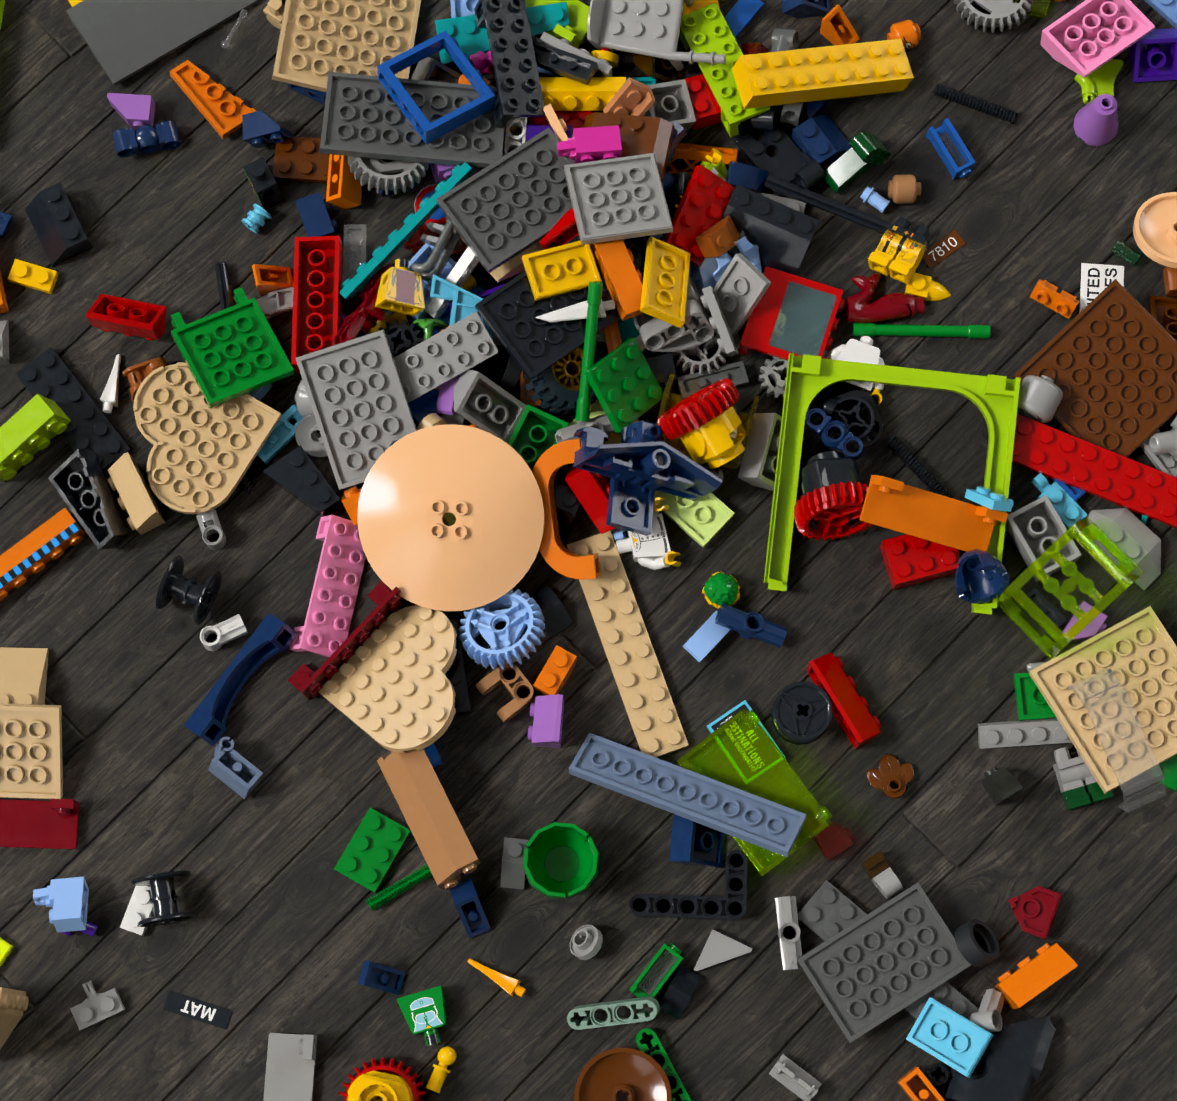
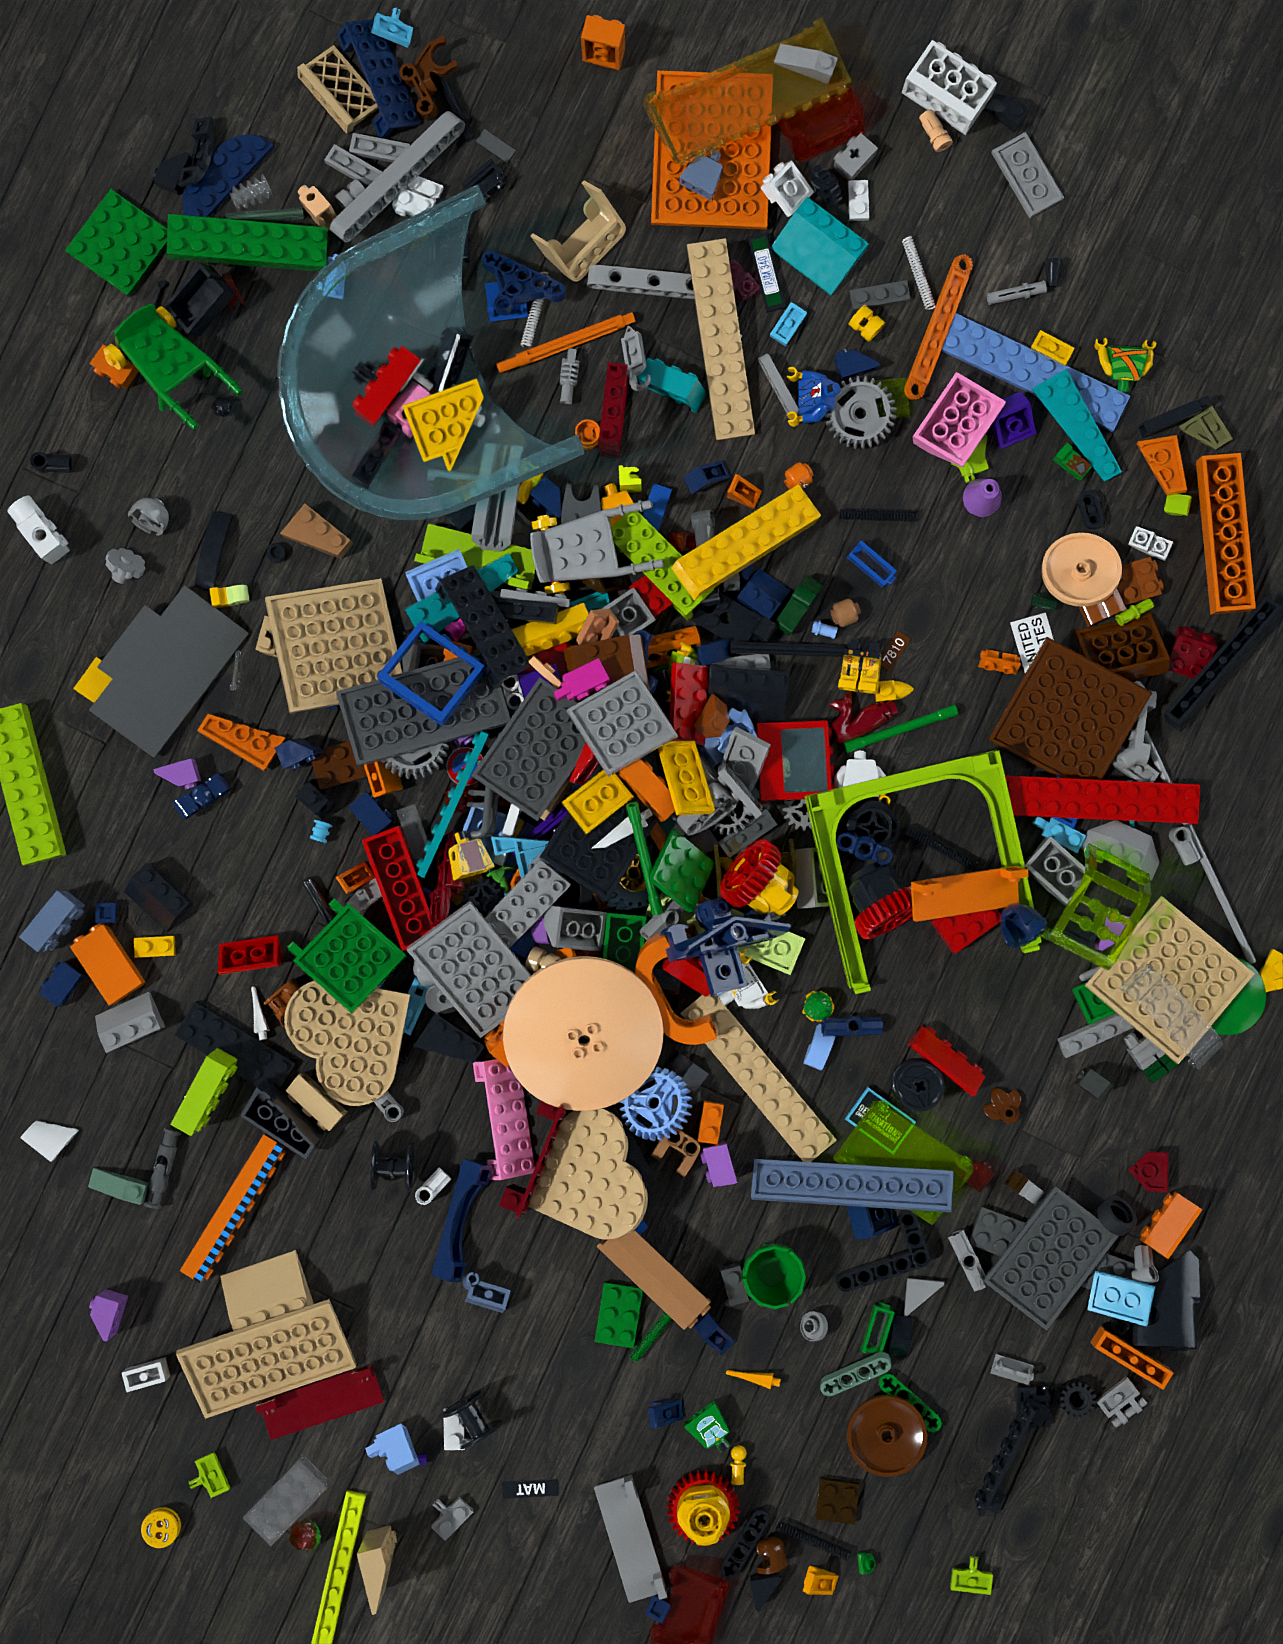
camera: 25 degrees left, 10 degrees up
(990, 500) = (1009, 863): medium azure plate -> none
(1039, 398) = (1017, 755): light grey head -> none

